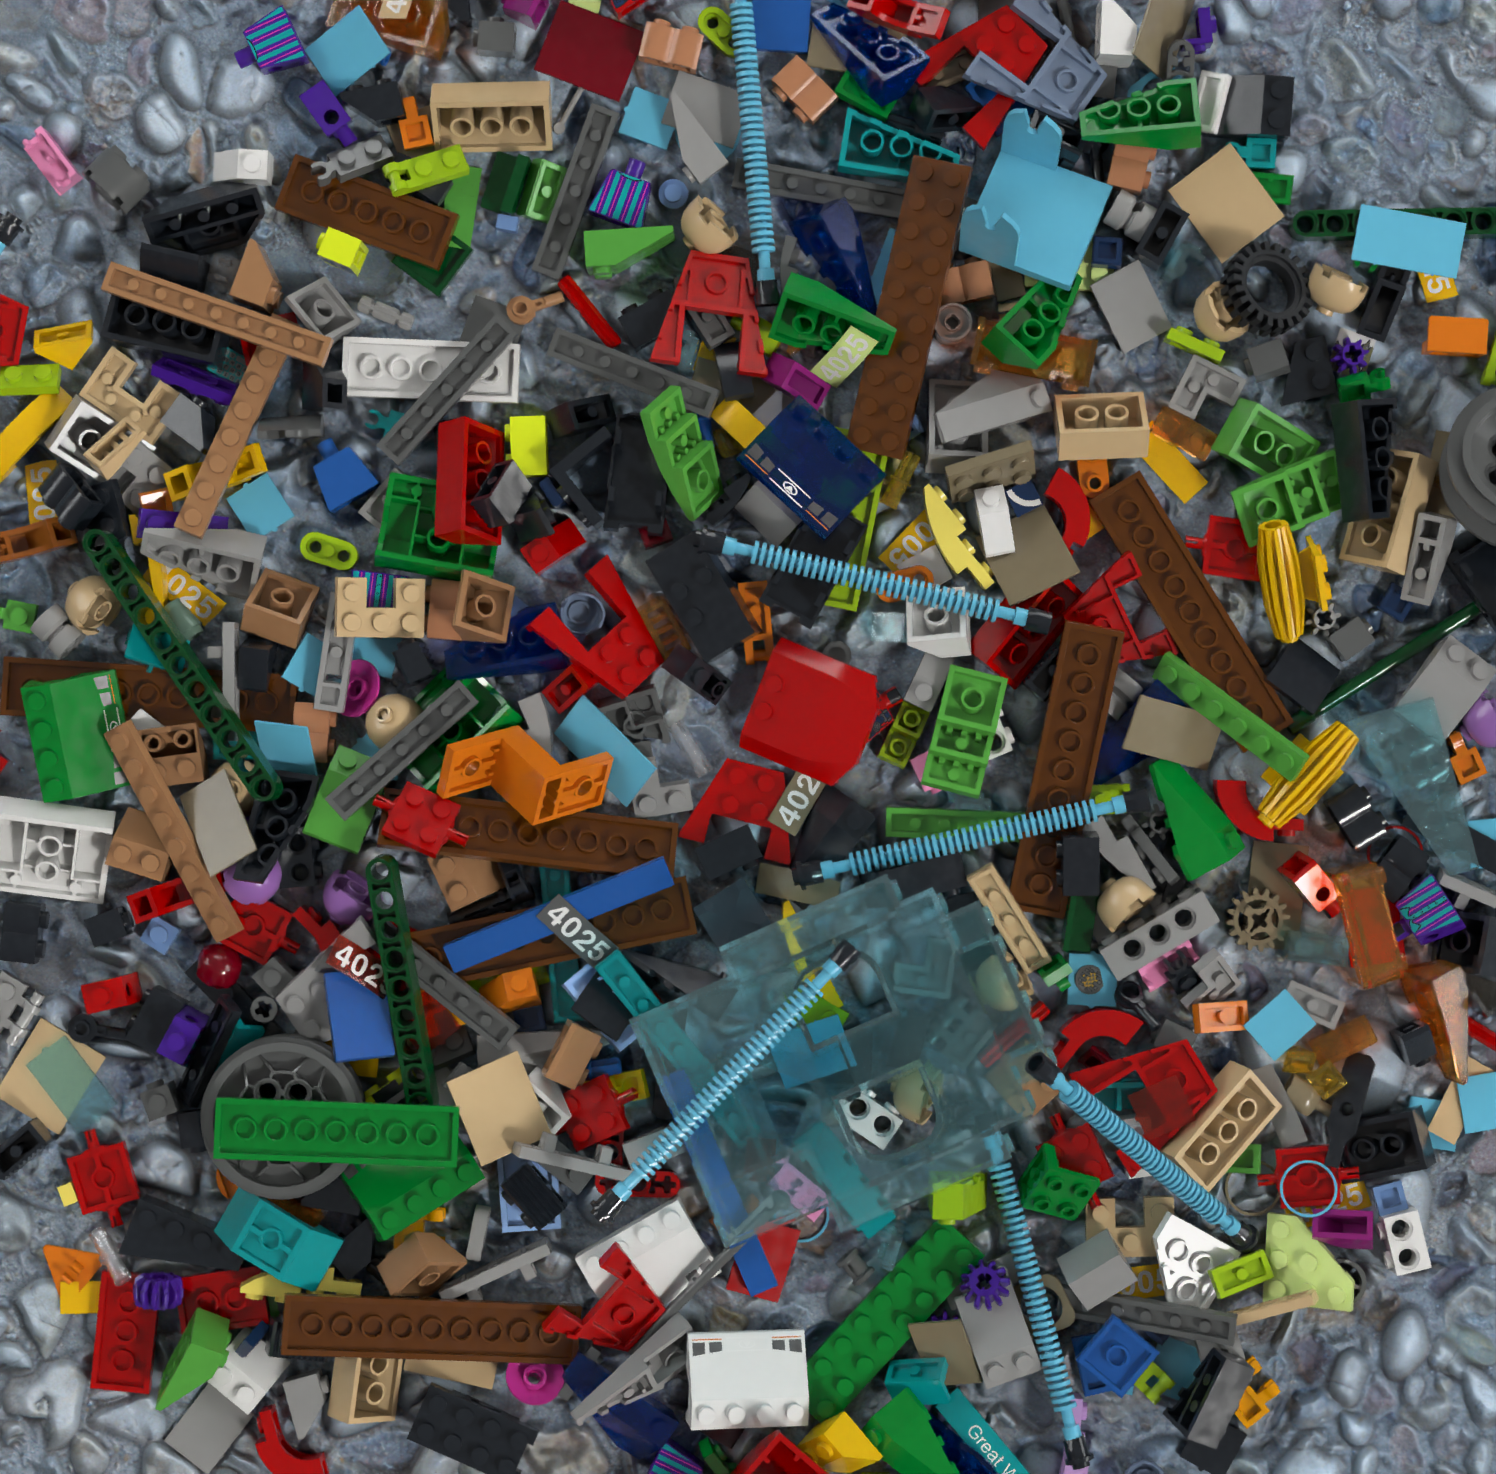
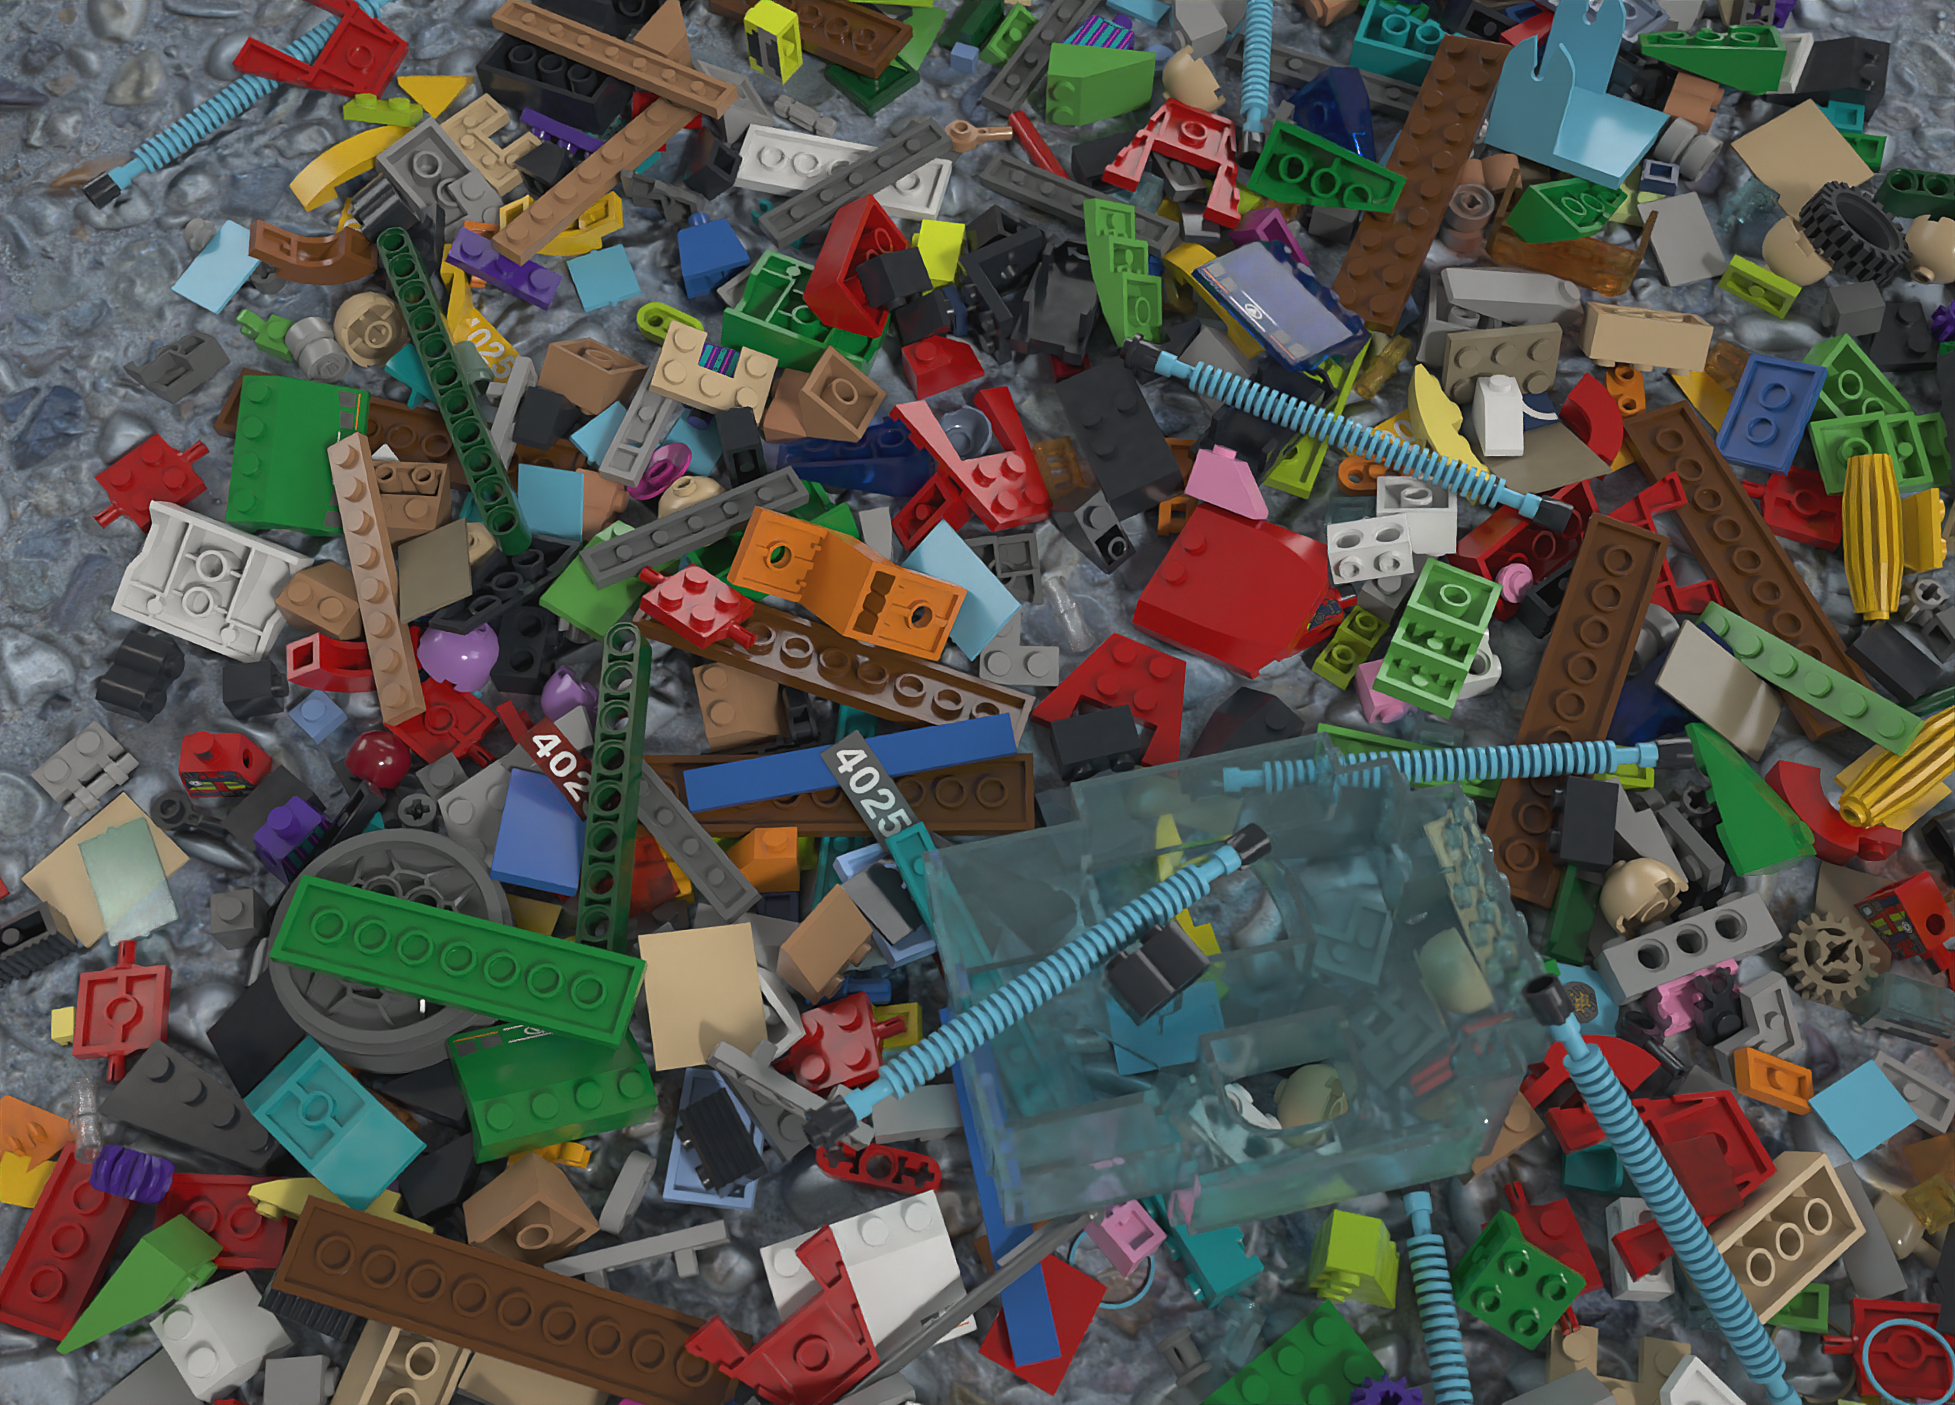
camera: 15 degrees right, 25 degrees down
(108, 462) = (446, 173): tan slope -> none
(198, 1178) = (254, 1035): none -> black window
(223, 557) = (522, 298): light grey wedge -> none
(252, 1339) = (245, 1282): dark blue tile -> none
(793, 633) = (1226, 483): none -> bright pink slope
(796, 803) = (1199, 698): dark tan sticker -> none
(796, 1062) = (1155, 972): none -> black brick
(844, 357) = (1336, 216): yellowish green sticker -> none
(906, 664) = (1370, 548): none -> white brick
(1017, 668) = (1515, 580): none -> bright pink plate
(1160, 235) = (1725, 168): black brick -> none
(1201, 480) = (1769, 413): none -> blue tile
(1204, 379) = (1776, 324): light grey plate -> none
(1299, 1060) = (1890, 1172): clear yellow slope -> none

